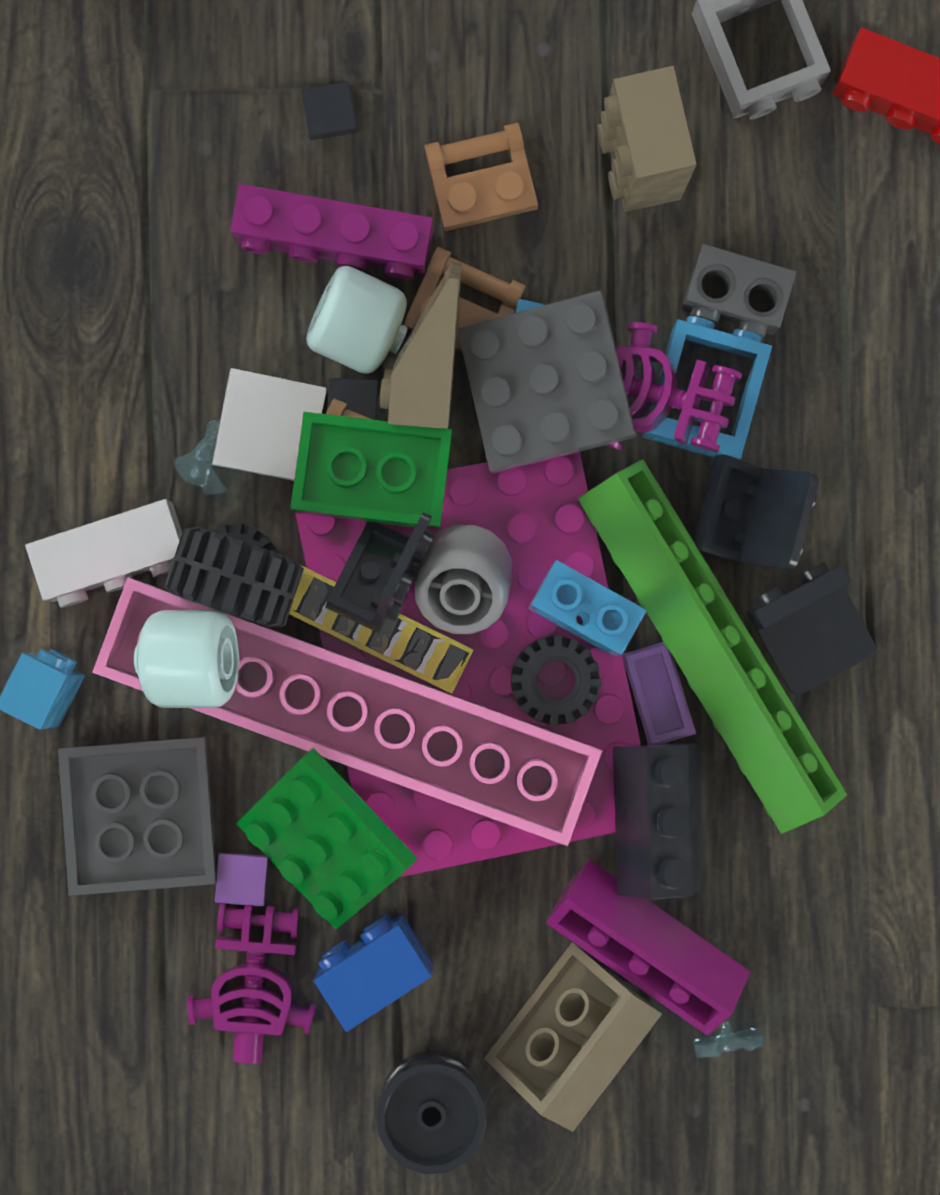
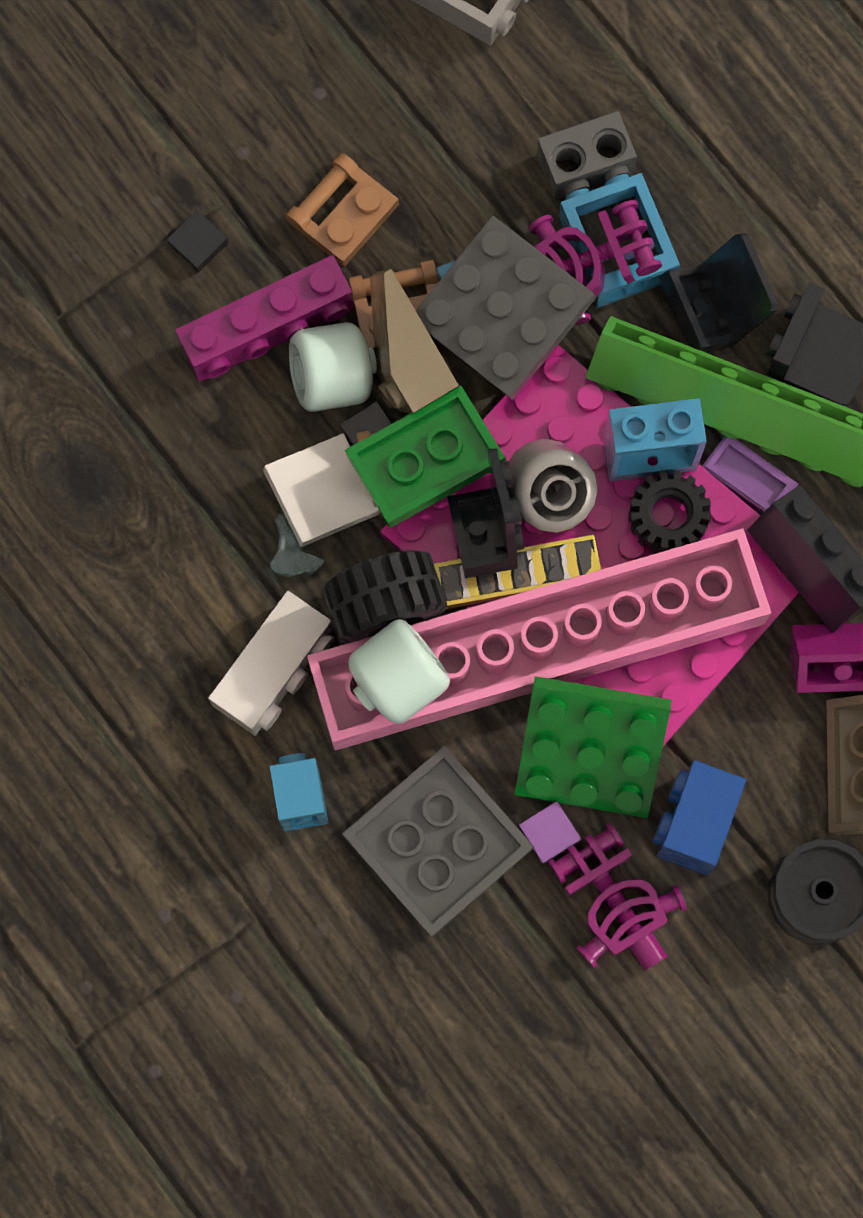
camera: 30 degrees left, 10 degrees down
(647, 139) = (446, 93): dark tan brick -> none

